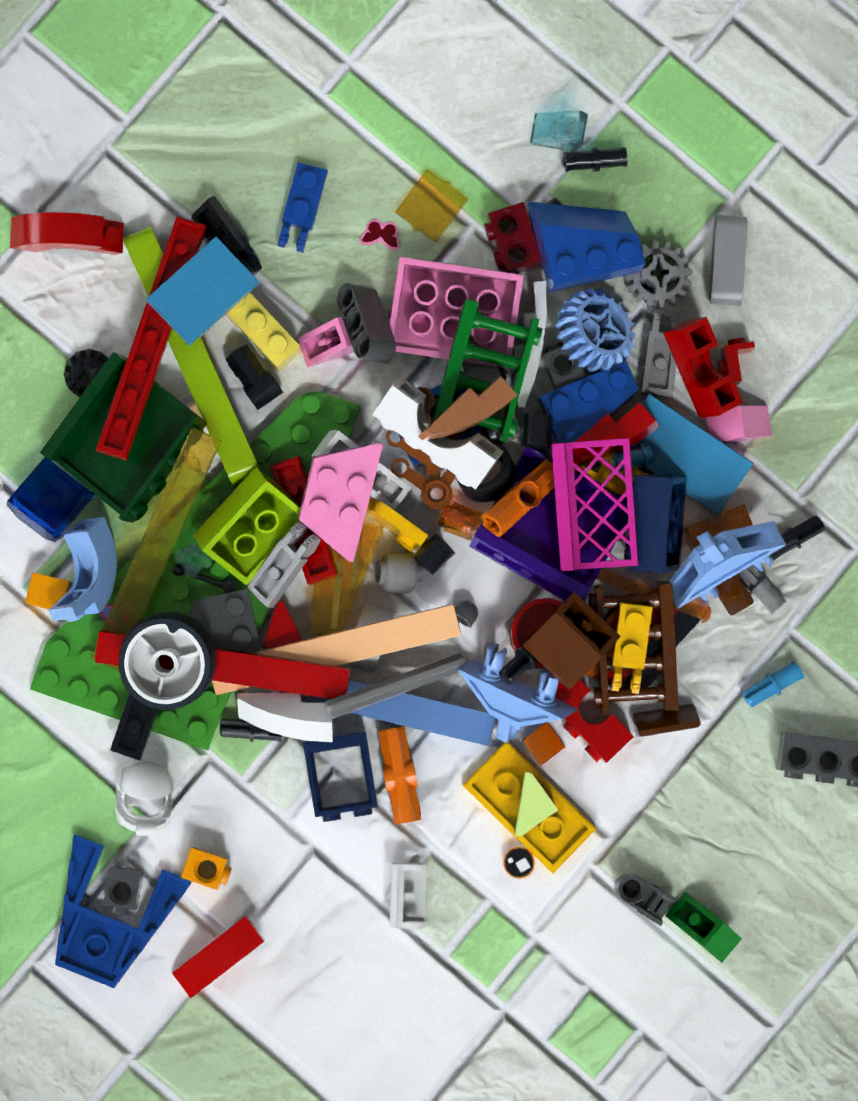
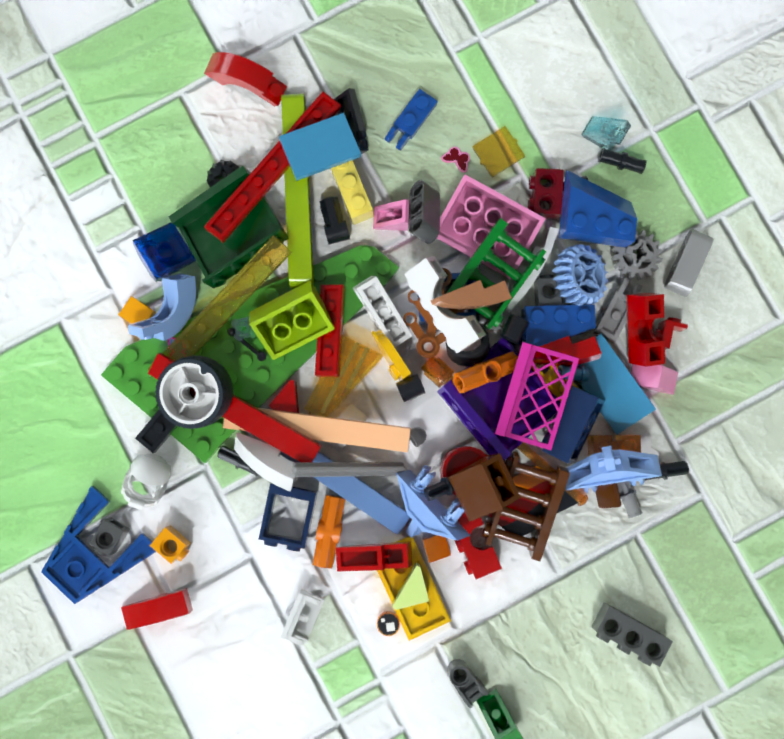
camera: 25 degrees right, 0 degrees up
(229, 620) = (251, 380): dark grey plate -> none
(283, 565) = (303, 355): light grey hinge -> none
(339, 496) = (359, 322): bright pink wing -> none
(398, 572) = (381, 391): light grey head -> none
(468, 783) = (374, 556): none -> red slope
(631, 647) = (531, 492): yellow hinge -> none
(664, 721) = (523, 564): reddish brown slope -> none
(773, 684) = (611, 567): dark azure axle -> none

